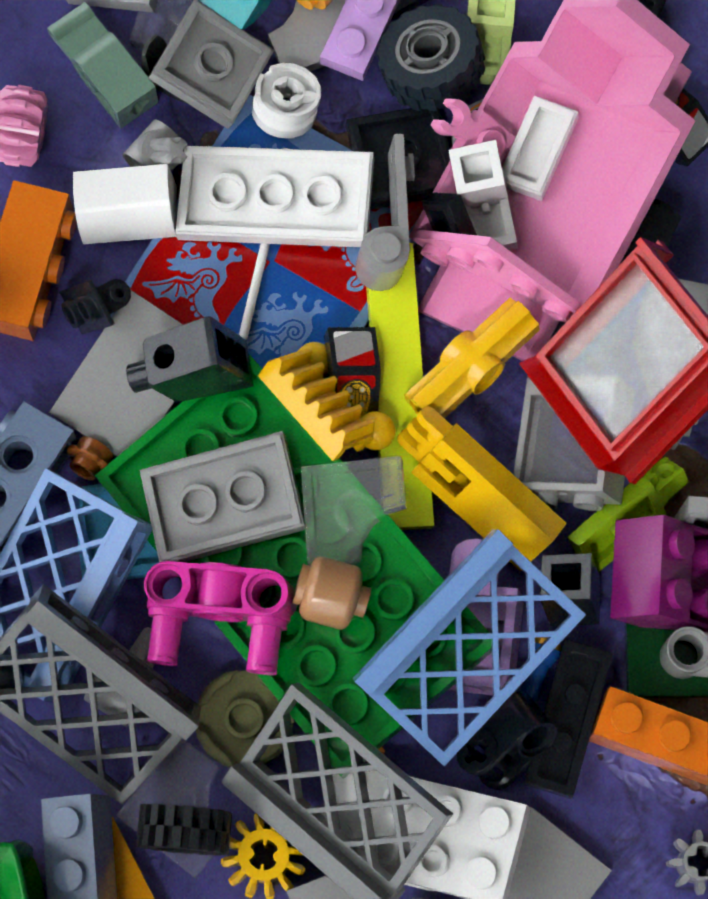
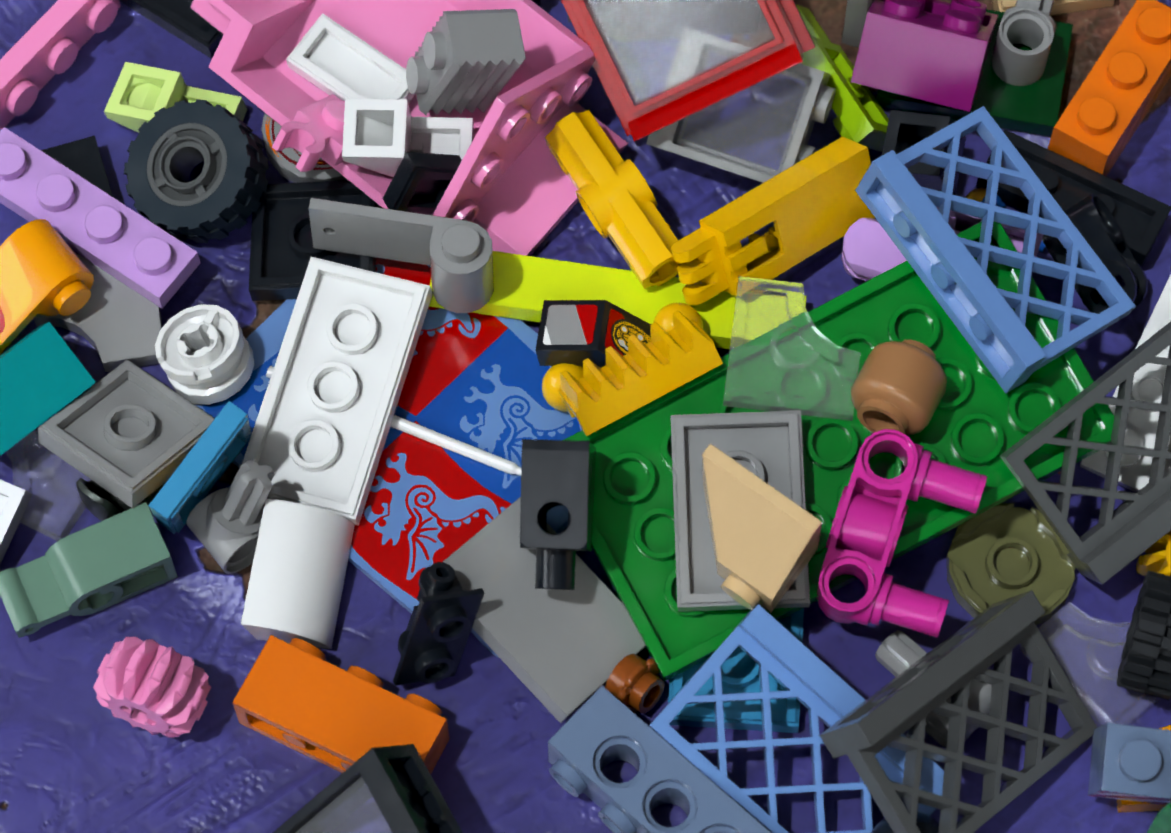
camera: 75 degrees left, 10 degrees down
(182, 115) = (201, 468): none -> dark azure tile
(188, 501) = (755, 532): none -> tan slope
(547, 217) = (466, 60): none -> light grey brick

